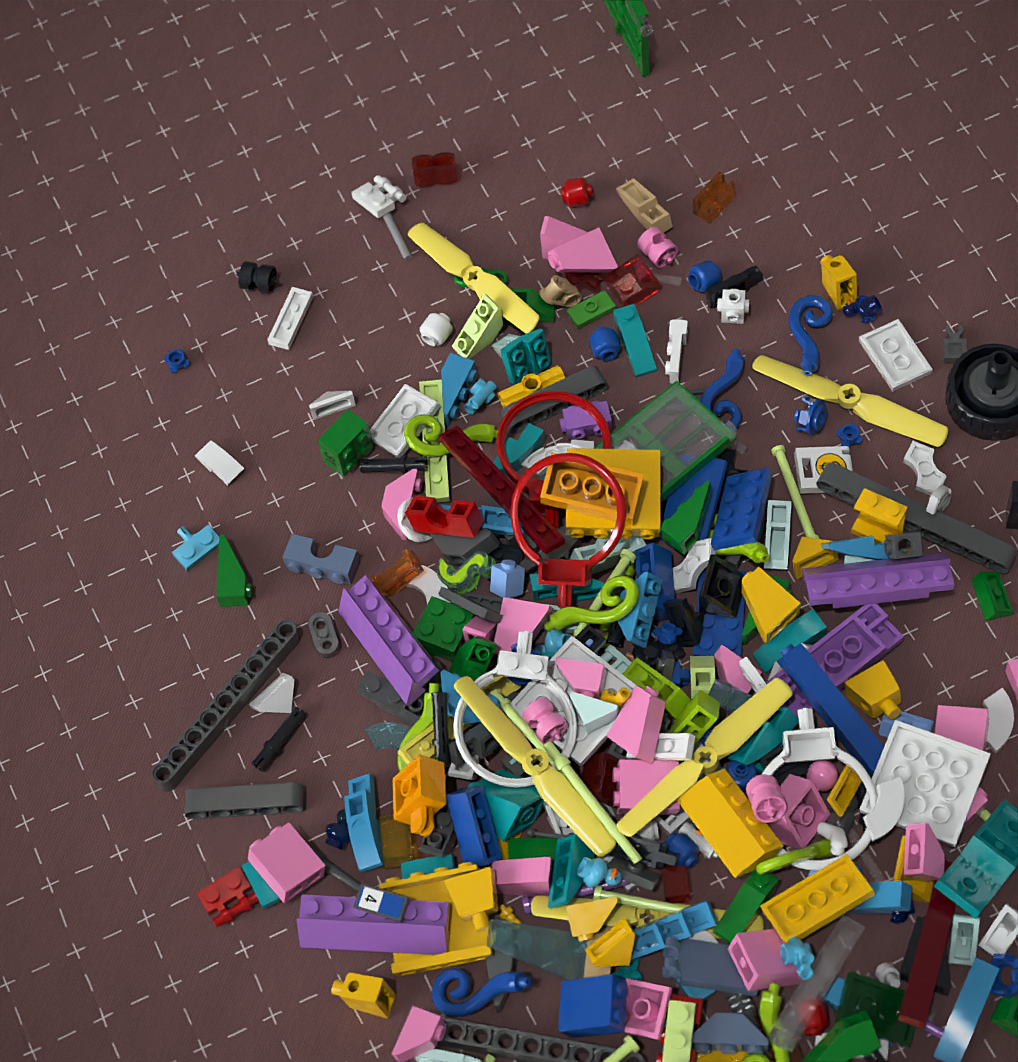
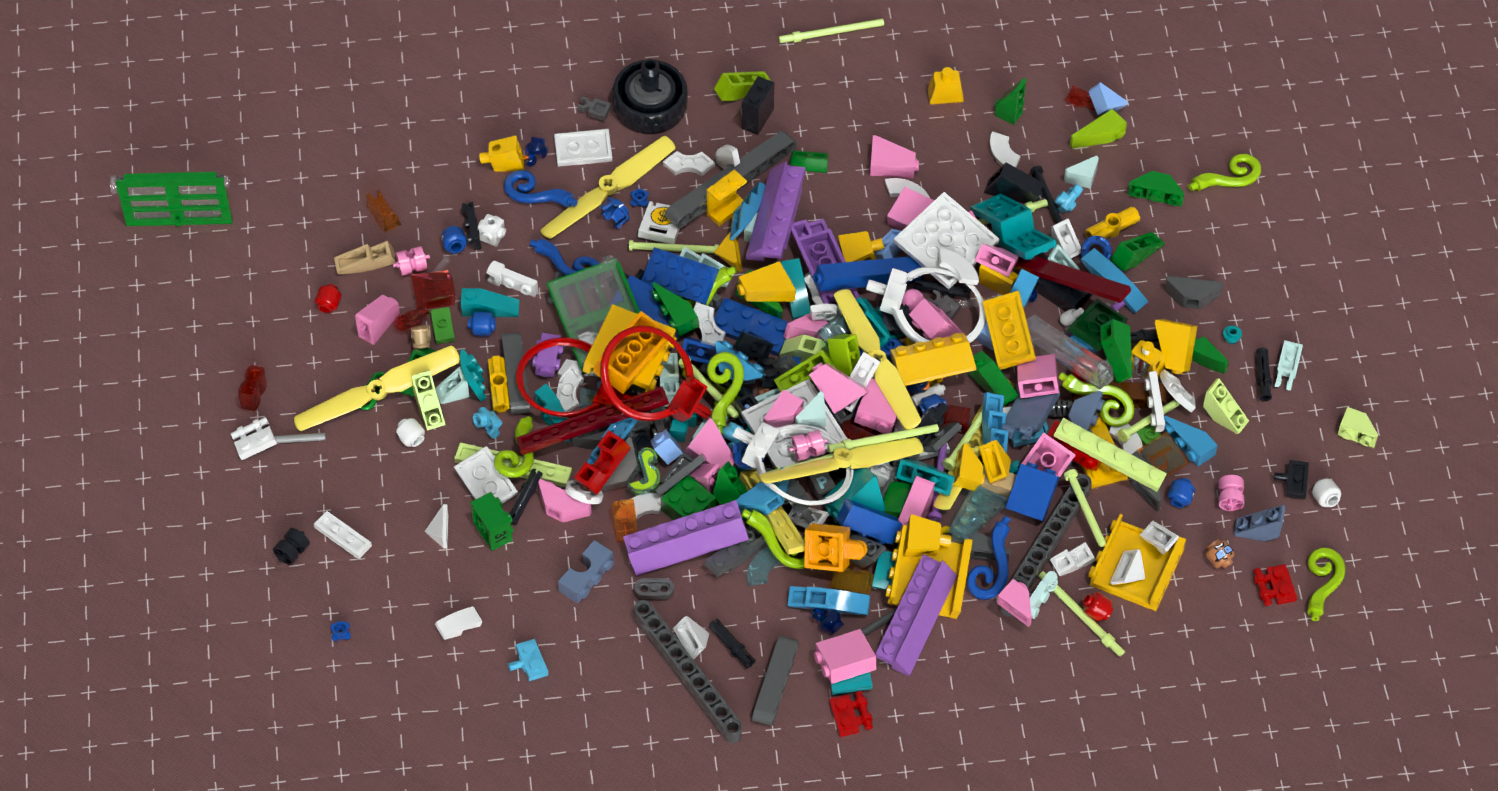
camera: 80 degrees left, 5 degrees down
(231, 580) = (574, 639): green slope -> none
(365, 994) = (968, 635): yellow torso -> none
(381, 902) = (908, 595): tile -> none
(440, 726) = (792, 520): black pin -> none
(456, 379) = (462, 430): dark azure slope -> none
(583, 255) = (400, 303): bright pink slope -> none
(595, 870) = (936, 454): medium azure animal -> none
(618, 699) = (813, 391): yellow arm -> none
(667, 633) = (759, 357): blue plate -> none
(720, 588) = (736, 314): black slope -> none
(766, 798) = (928, 326): bright pink wheel -> none
(799, 954) = (1050, 348): medium azure plate -> none
(812, 852) = (976, 338): lime plant -> none
(836, 836) = (963, 306): white arm -> none
(844, 790) = (929, 293): yellow slope -> none
(912, 549) = (758, 186): dark grey brick -> none

